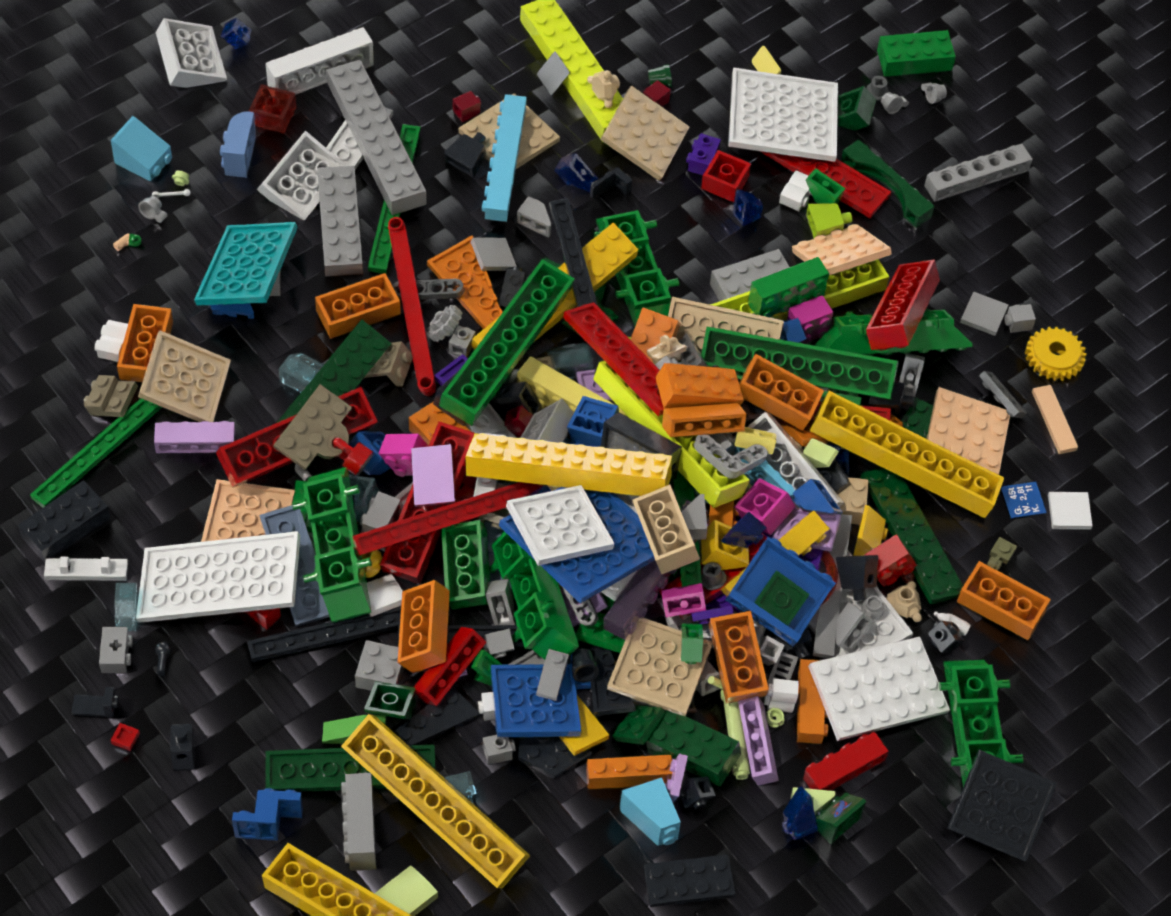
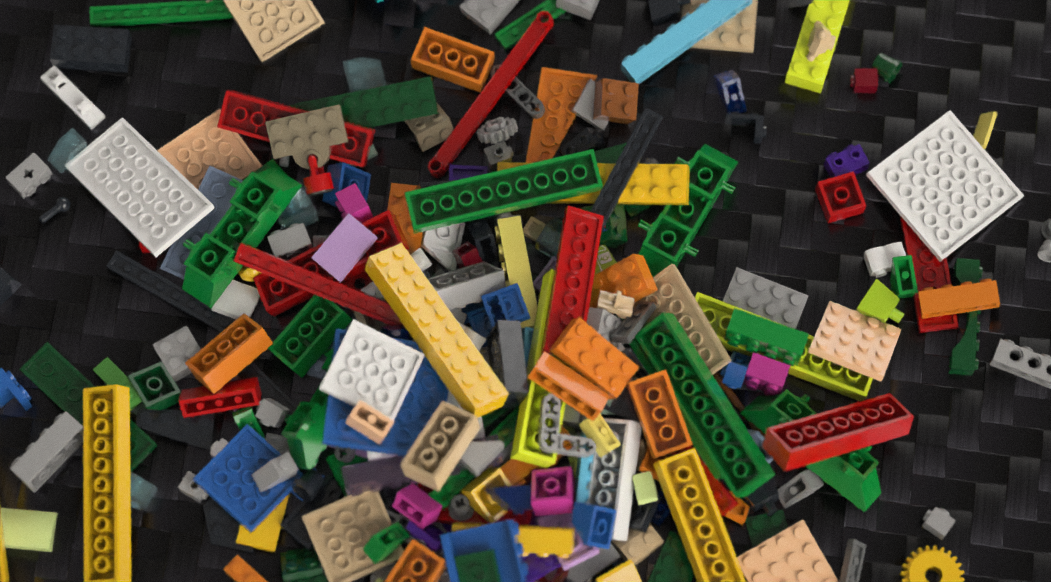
camera: 50 degrees right, 15 degrees up
(193, 436) = (239, 62): lavender brick -> none
(501, 602) = (306, 381): light grey slope -> none
(506, 237) = (615, 101): none -> dark orange brick
(534, 216) = (661, 98): light grey slope -> none
(601, 554) = (369, 422): none -> light nougat brick
(645, 133) = (816, 105): tan plate -> none
(746, 207) = (829, 238): clear blue slope -> none
(855, 108) = (1011, 230): dark green slope -> none
(875, 170) = (959, 299): none -> orange brick
(984, 313) = (917, 492): light grey tile -> none

